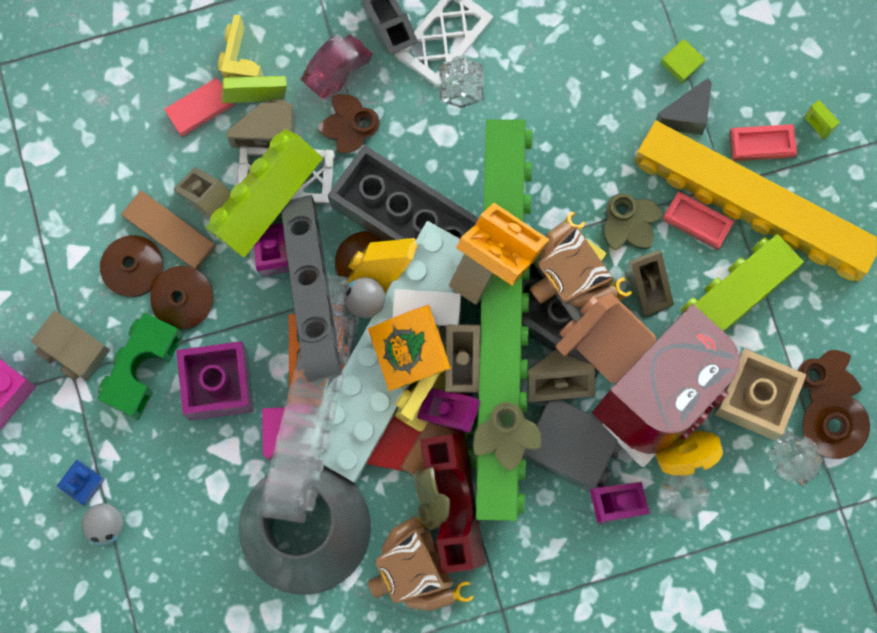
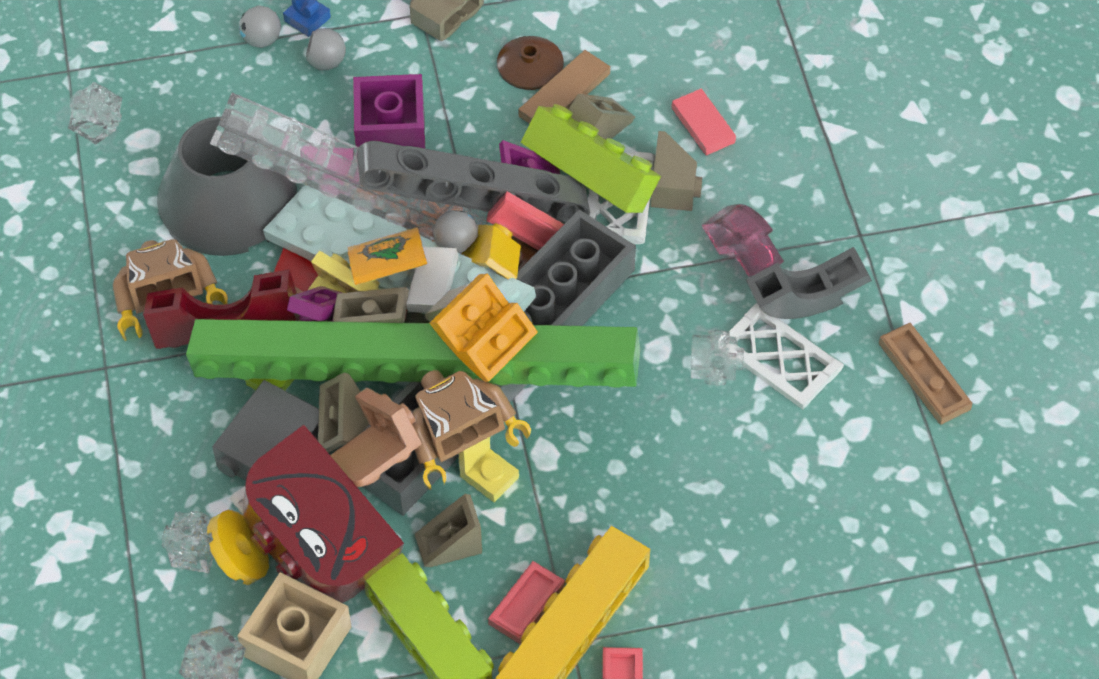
camera: 90 degrees right, 20 degrees down
(132, 455) = (325, 49): none -> light grey piece
(147, 340) = (395, 46): green arch -> none
(196, 297) = (489, 99): reddish brown dish -> none
(228, 61) = (761, 147): light yellow bracket -> none
(253, 89) = (716, 161): lime tile -> none
(336, 244) = (524, 220): none -> coral tile
(345, 123) = (677, 253): reddish brown plate -> none
(434, 506) = (218, 288): olive plate -> none
(507, 441) = (278, 341): olive plate -> none
(619, 502) = (195, 471): magenta slope -> none
(633, 225) = (527, 529): olive plate -> none
(683, 61) = (737, 606): lime tile -> none
(690, 111) = (667, 601): dark grey slope -> none

